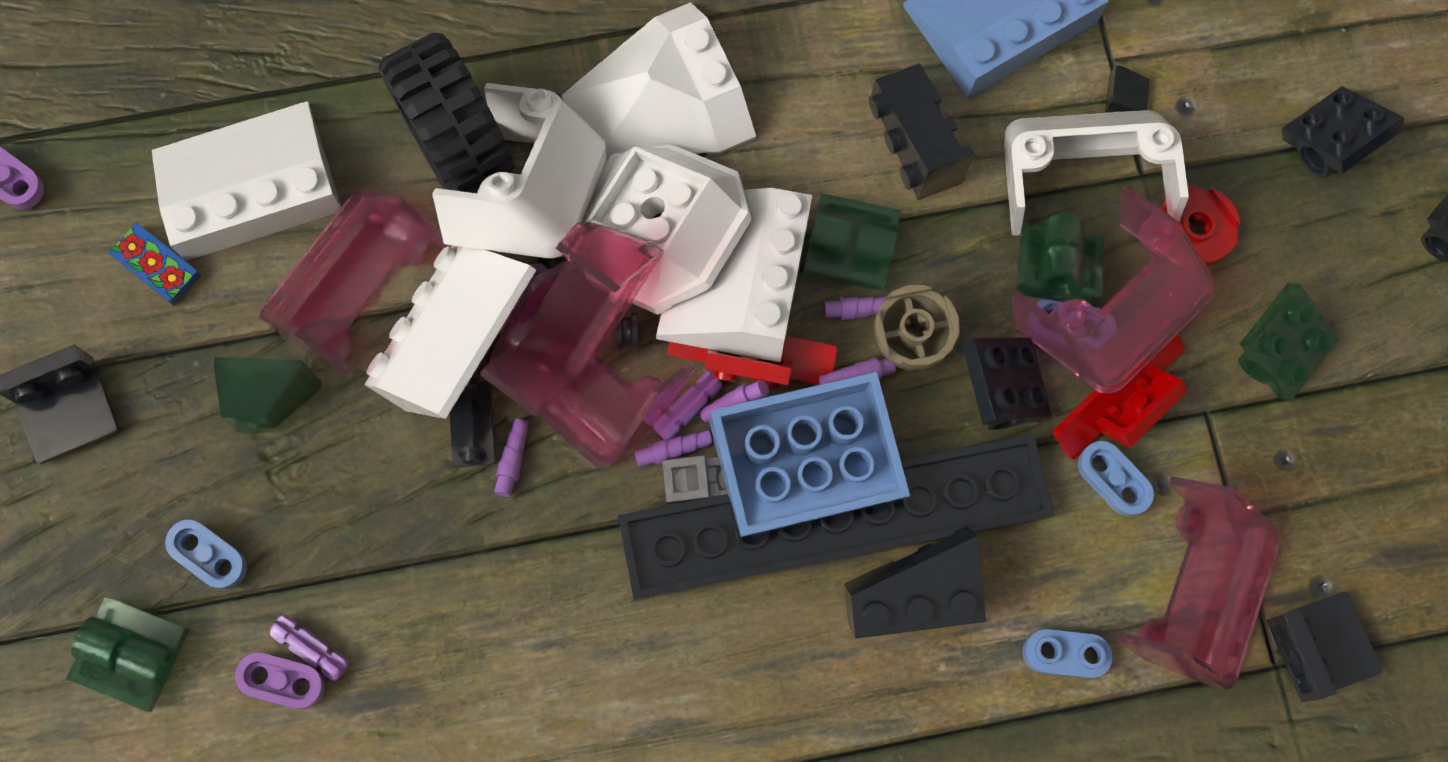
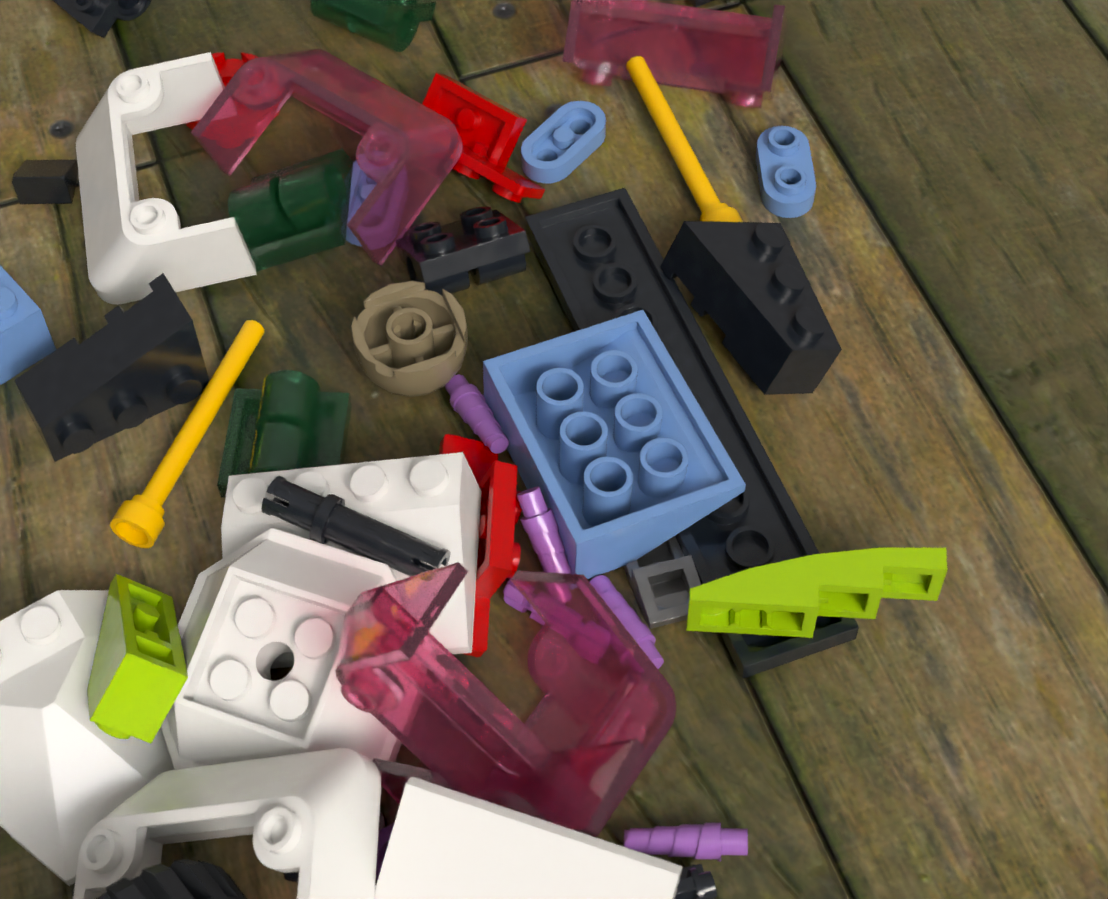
camera: 95 degrees left, 20 degrees down
(652, 553) = (792, 593): none -> lime slope
(684, 131) = (135, 662): none -> lime slope
(738, 257) = (331, 521): none -> black pin
(809, 146) = (141, 518): none -> yellow piece
(852, 307) = (379, 431): medium lavender animal -> none
(1013, 585) = (678, 145): none -> yellow piece

